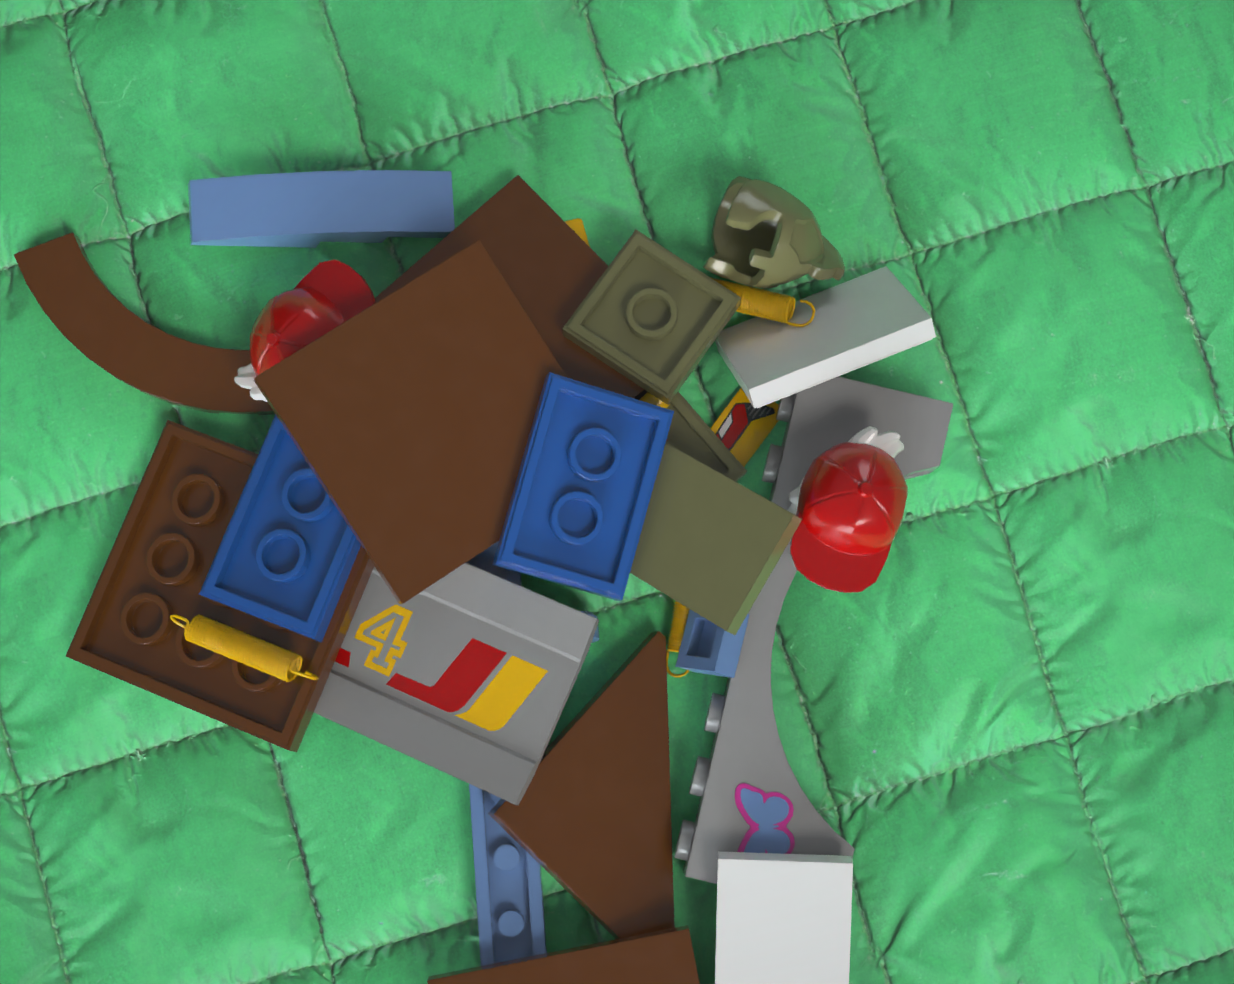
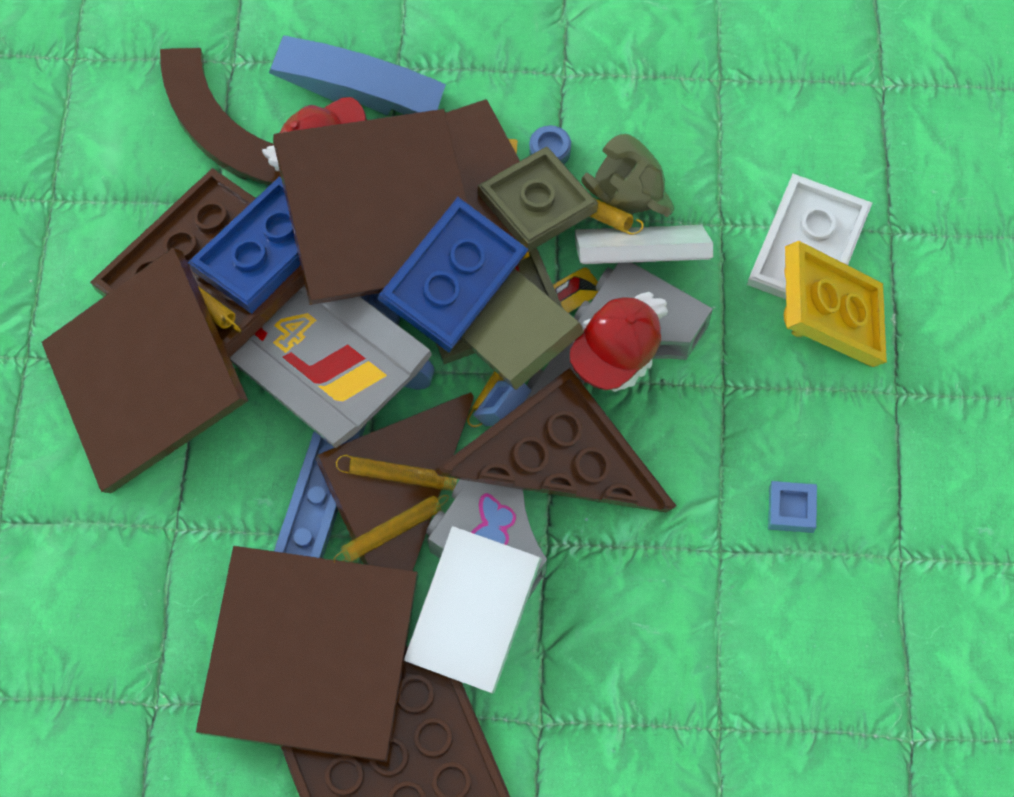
camera: 20 degrees right, 15 degrees down
(201, 771) = (143, 371): none -> reddish brown tile
(552, 807) = (396, 476): none -> yellow piece
(632, 209) = (554, 138): none -> medium blue tile
(632, 872) = (352, 549): none -> yellow piece
(815, 684) = (563, 448): none -> reddish brown tile
(1043, 243) = (814, 216): none -> white tile
(1116, 343) = (834, 304): none -> yellow plate
(1143, 641) = (792, 507): none -> medium blue tile

